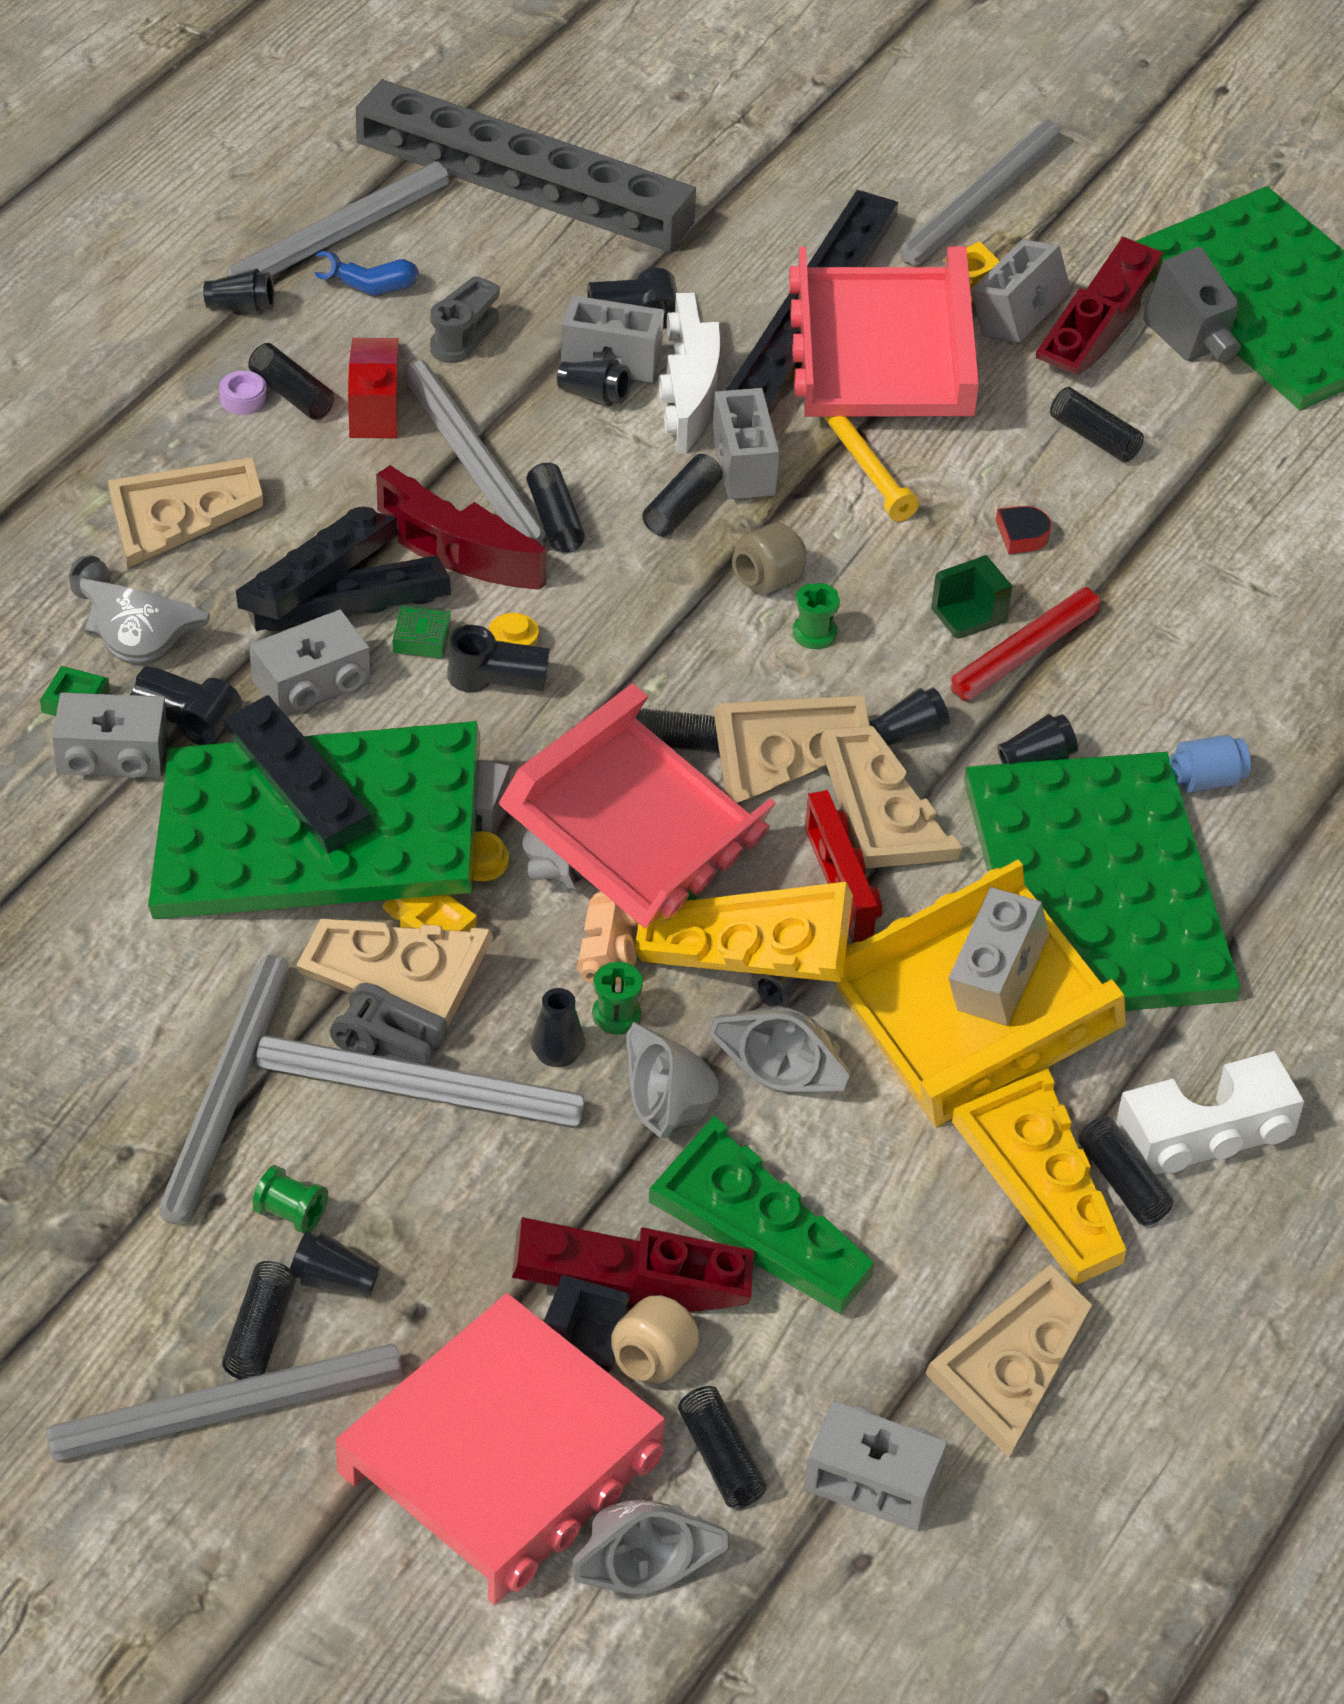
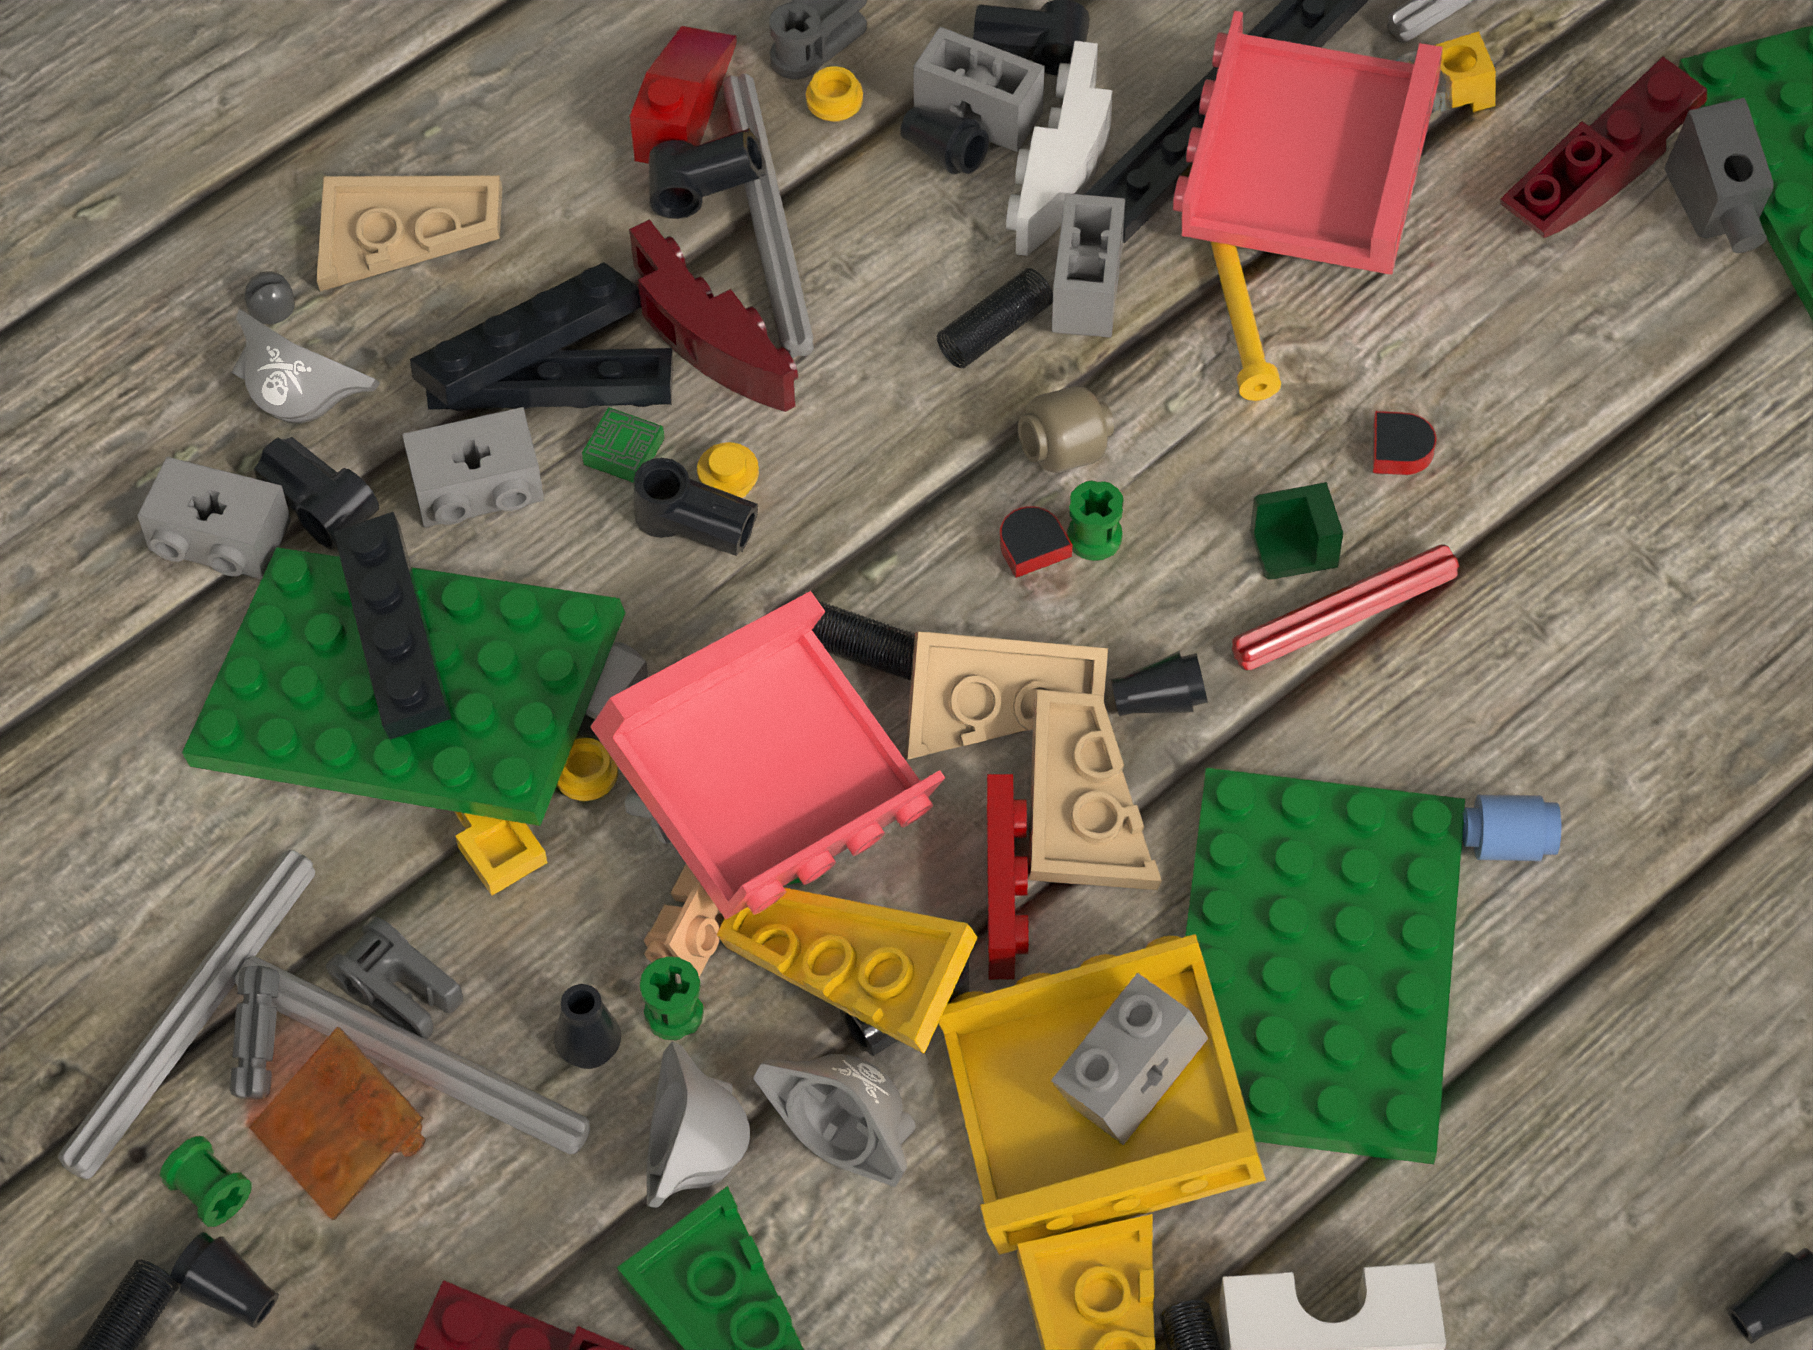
camera: 20 degrees right, 10 degrees up
(71, 681) = (203, 444): green tile -> none
(242, 392) = (529, 78): lavender tile -> none
(290, 1086) = (254, 1032): none -> dark grey axle
(291, 381) = (601, 75): black piece -> none
(383, 1137) = (338, 1123): none -> clear orange hinge
(401, 435) = (686, 172): none -> black piece
(417, 965) = (440, 902): tan wing -> none
(494, 364) = (834, 94): none -> yellow plate
(548, 505) = (837, 329): black piece -> none
(770, 640) = (1033, 540): none -> black tile
(1021, 290) = (1510, 109): light grey brick -> none
(1042, 741) = (1309, 754): black cone -> none
(1096, 423) = (1542, 336): black piece -> none

